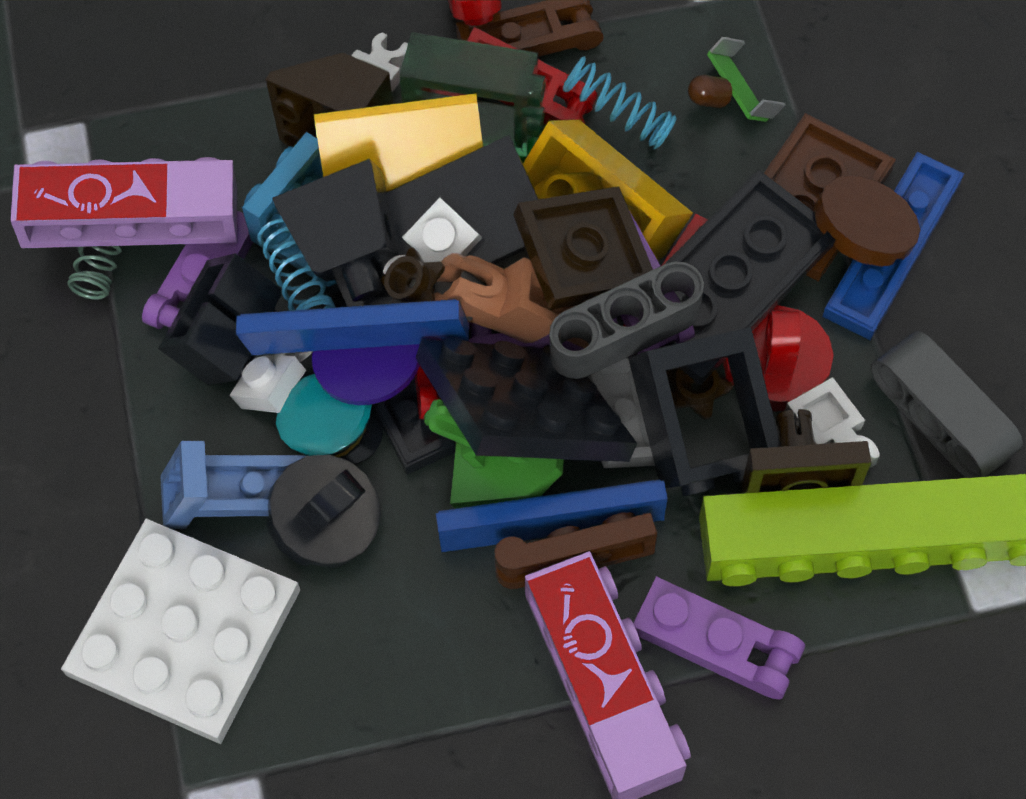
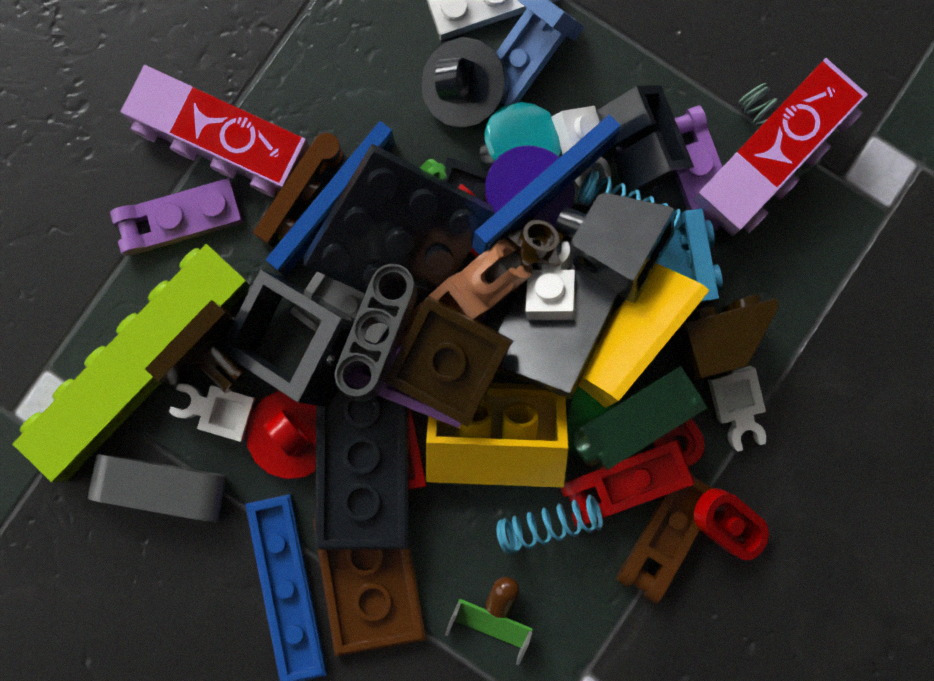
camera: 135 degrees right, 20 degrees up
(867, 220) = (304, 573): reddish brown tile -> none

